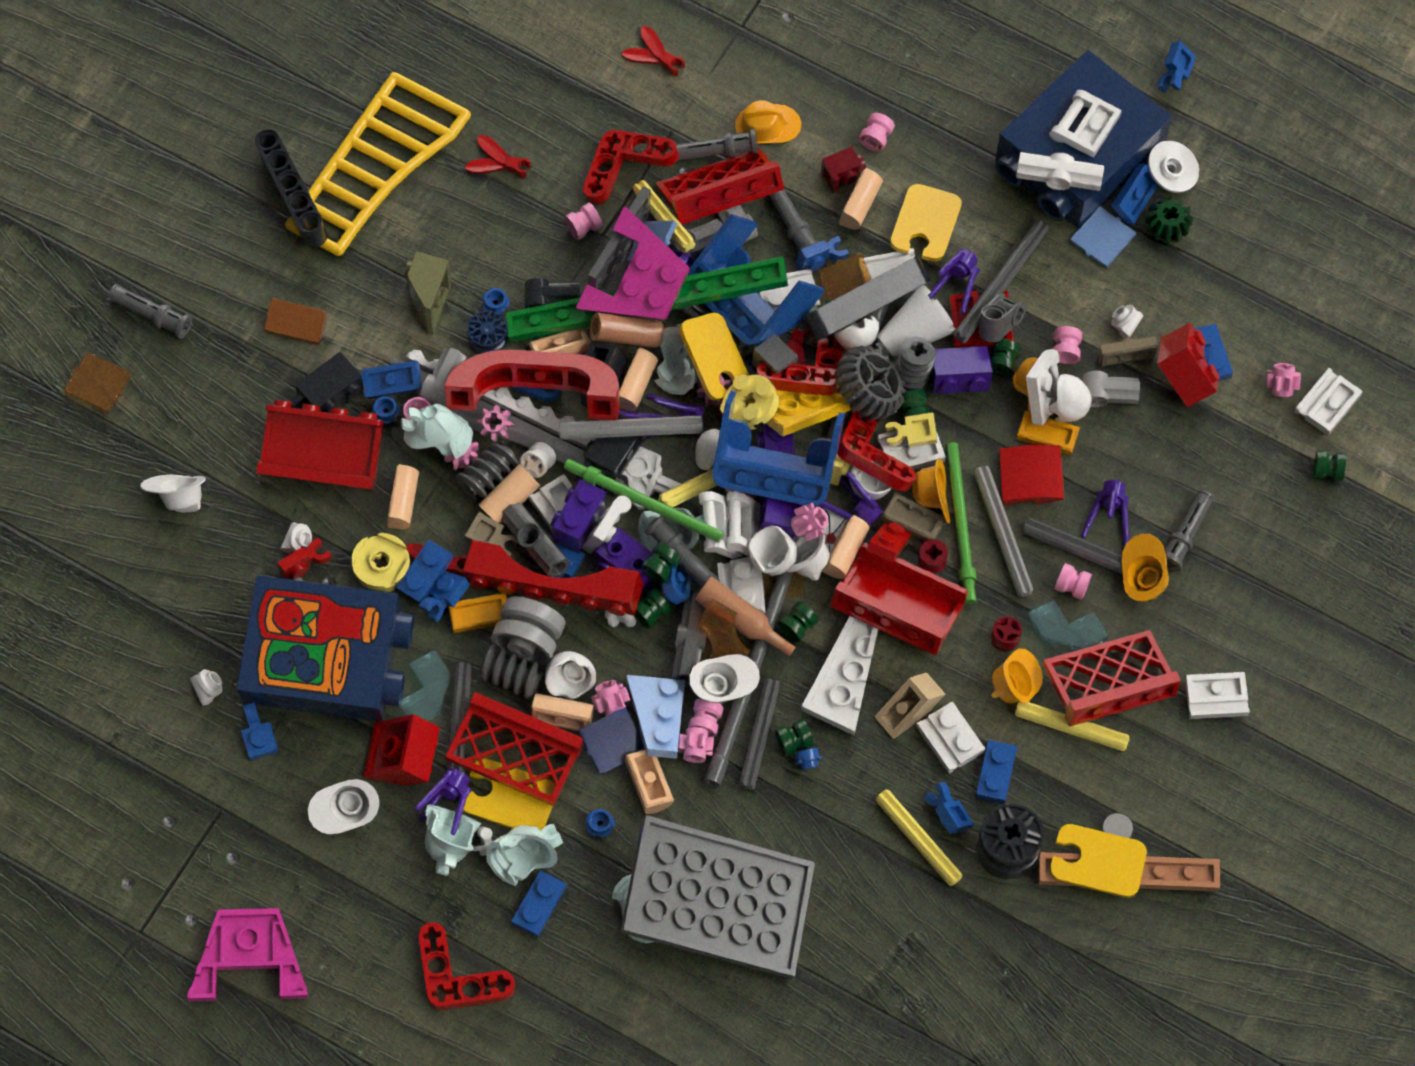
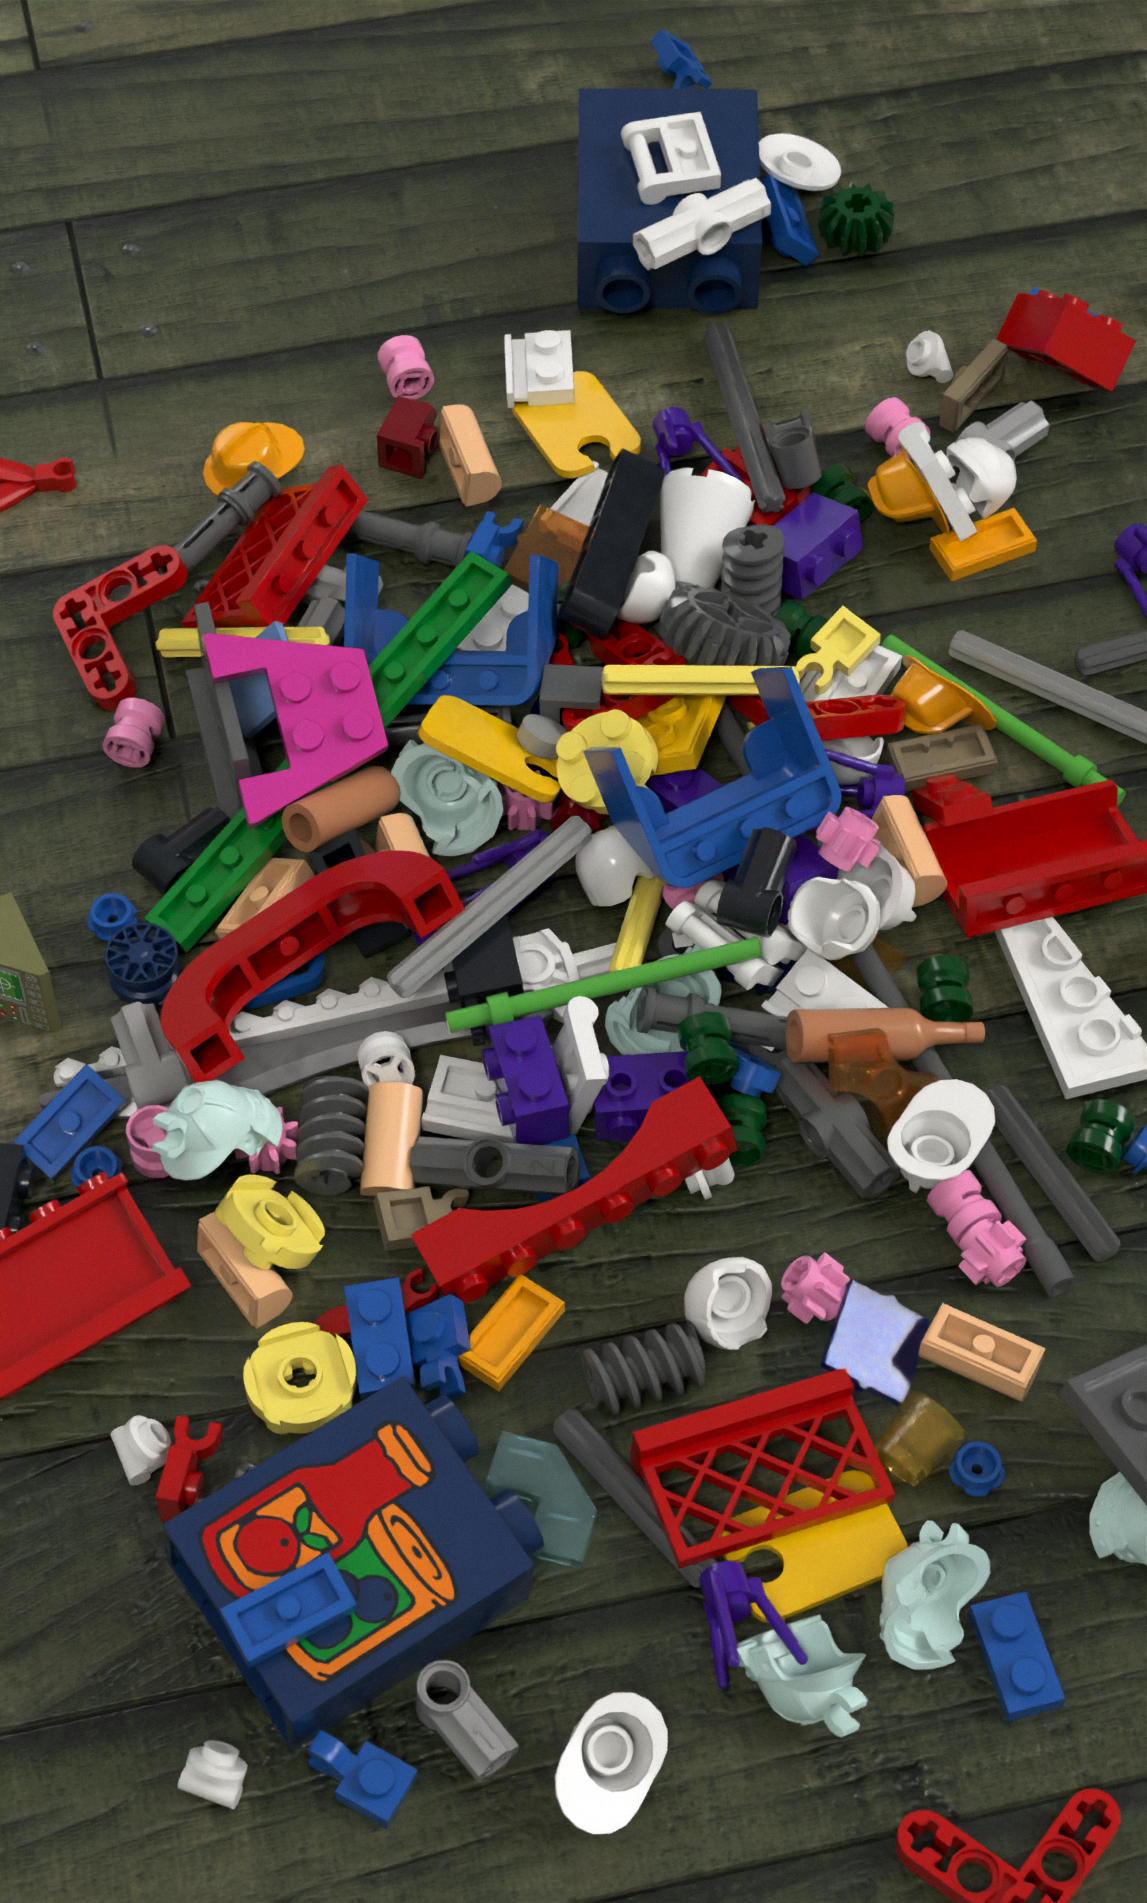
camera: 40 degrees left, 10 degrees down
(269, 646) = (288, 1610): none -> blue plate
(310, 747) = (466, 1723): none -> light grey piece
(402, 750) = (603, 1612): red slope -> none
(414, 493) = (270, 1225): none -> light yellow plate
(485, 835) = (855, 1630): white plate -> none
(499, 429) = (285, 1044): bright pink gear -> none
(528, 630) = (616, 1285): light grey wheel -> none
(562, 712) = (770, 1362): light nougat brick -> none
(586, 791) = (919, 1438): none -> clear yellow piece
(658, 711) = (902, 1251): light blue wing -> none
(741, 513) = (755, 897): none -> black piece
(743, 364) = (540, 735): none -> light grey tile
(830, 397) = (681, 680): none -> light yellow axle
(932, 562) = (1027, 778): dark red wheel -> none
(938, 180) = (539, 369): none -> white plate
(1031, 474) = (1020, 600): red slope -> none
(1103, 237) = (798, 296): medium blue piece -> none

